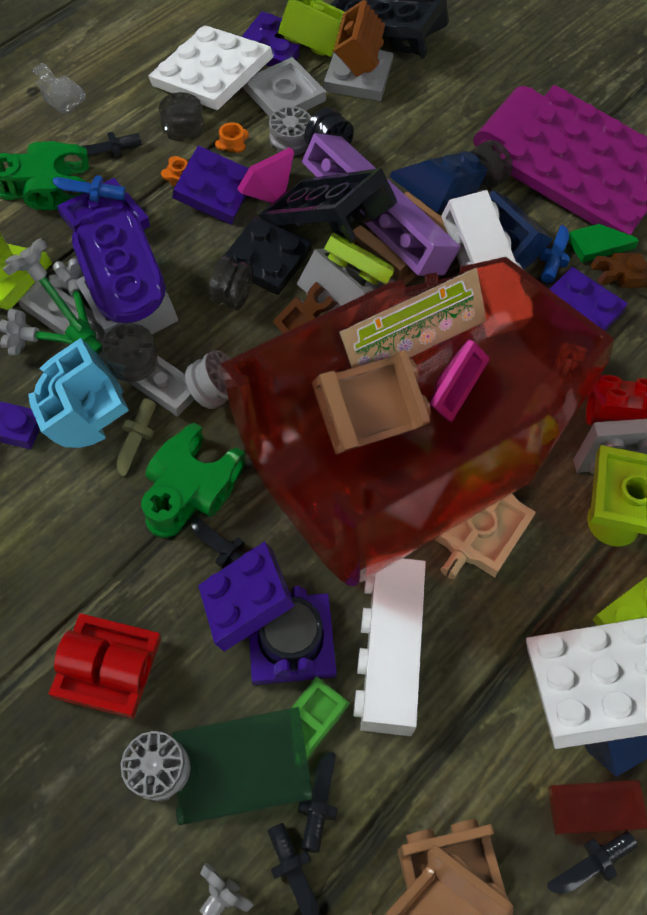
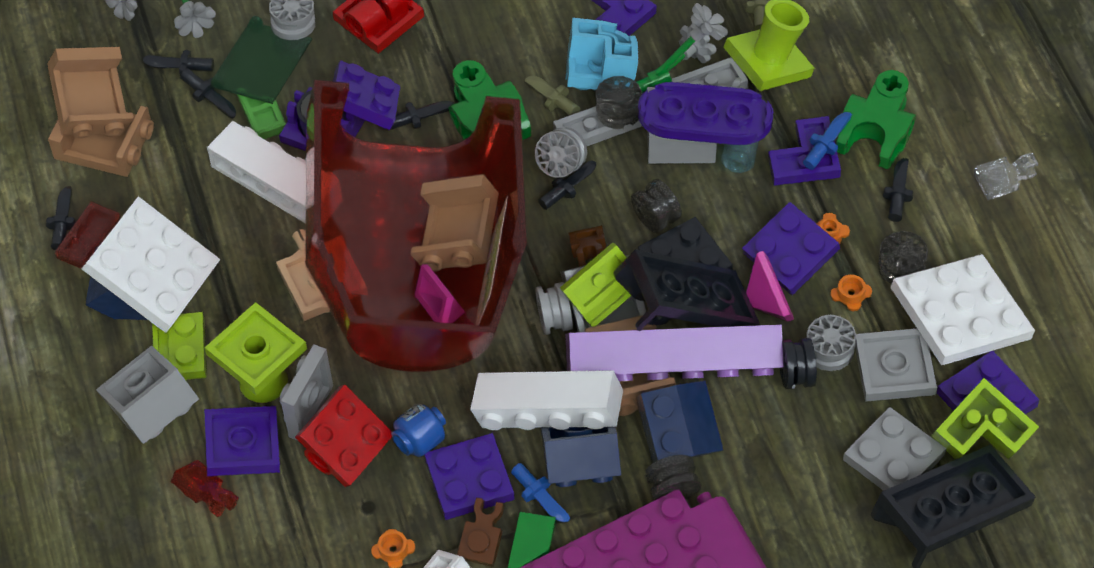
camera: 125 degrees right, 5 degrees down
(359, 39) = (902, 435): dark orange brick -> none

